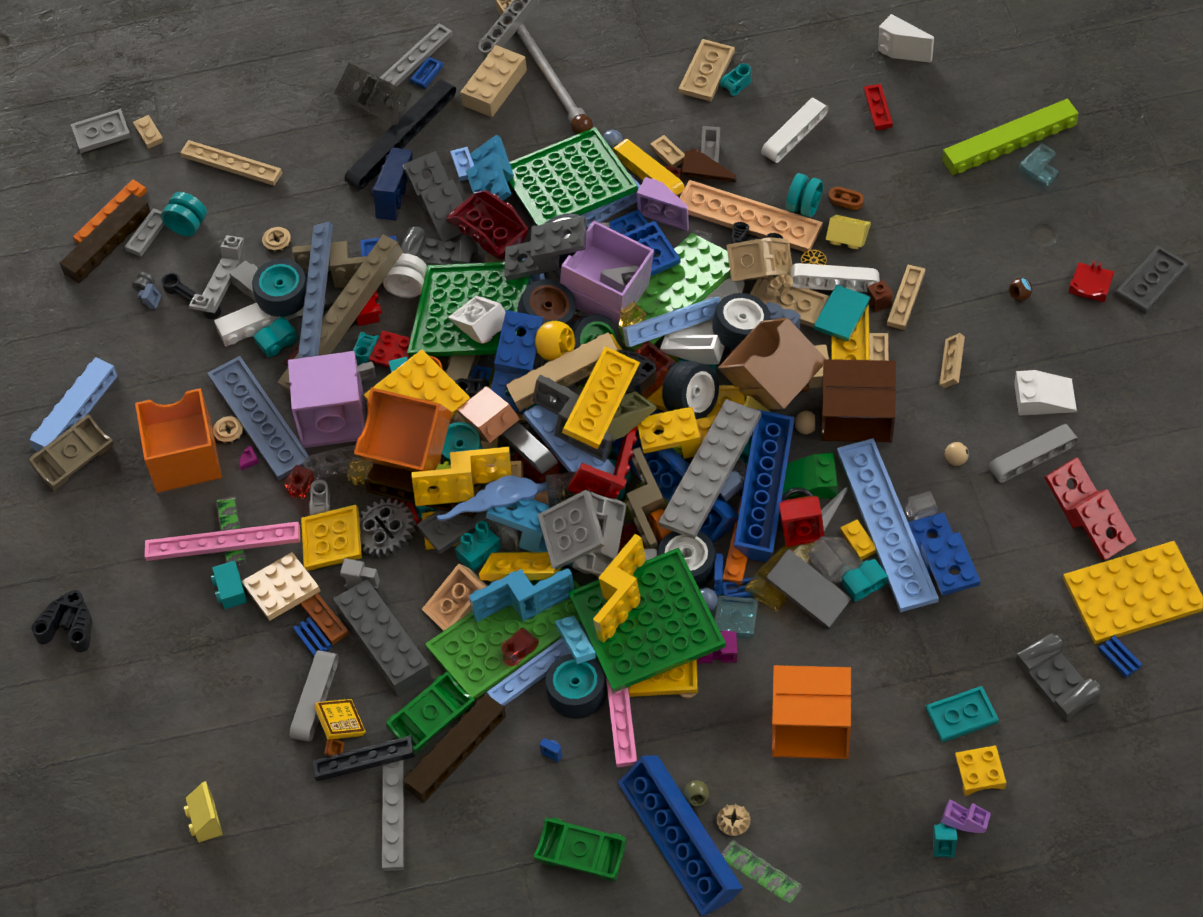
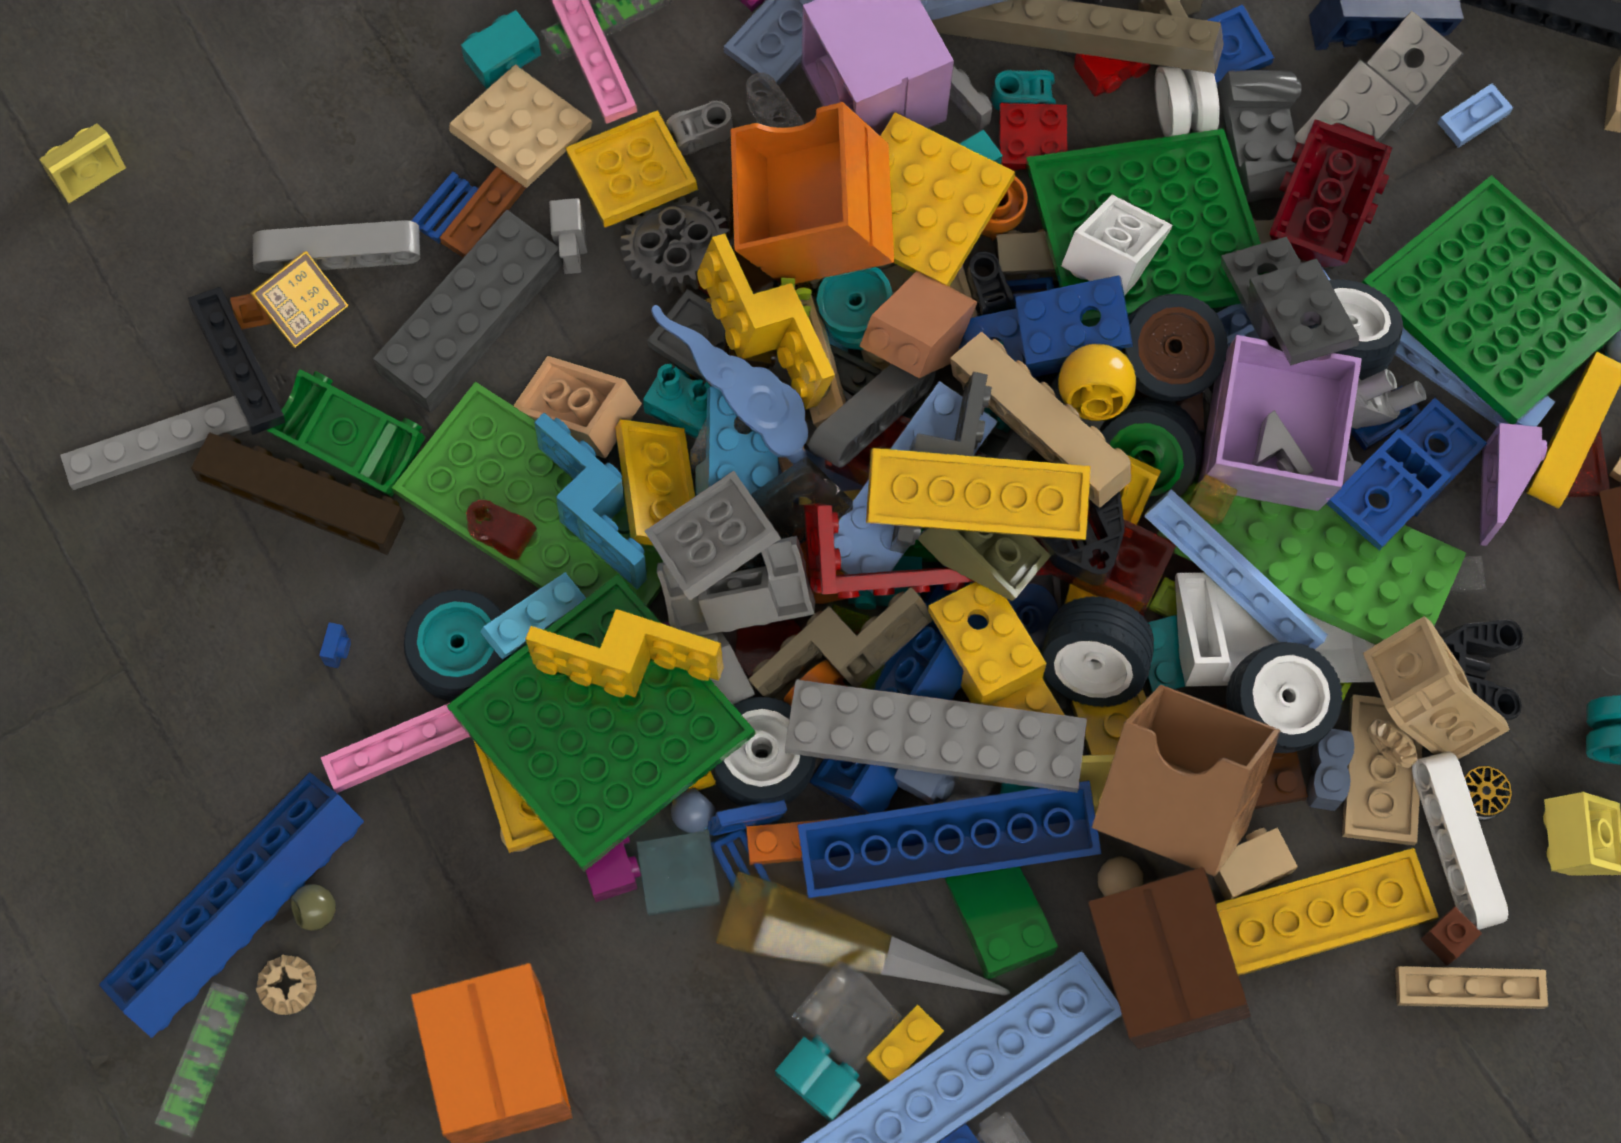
camera: 65 degrees right, 15 degrees up
(302, 476) = (722, 70): clear red brick -> none
(490, 169) = (1460, 162): dark azure bracket -> none
(529, 673) = (462, 561): light blue plate -> none
(581, 849) = (157, 751): green piece -> none
(762, 219) = (1552, 661): light nougat plate -> none
(801, 518) = (892, 924): red piece -> none
(808, 589) = (762, 982): dark grey tile -> none
(842, 313) = (1383, 877): teal tile -> none
(878, 346) = (1329, 968): tan plate -> none
(952, 360) = (1353, 1113): tan plate -> none

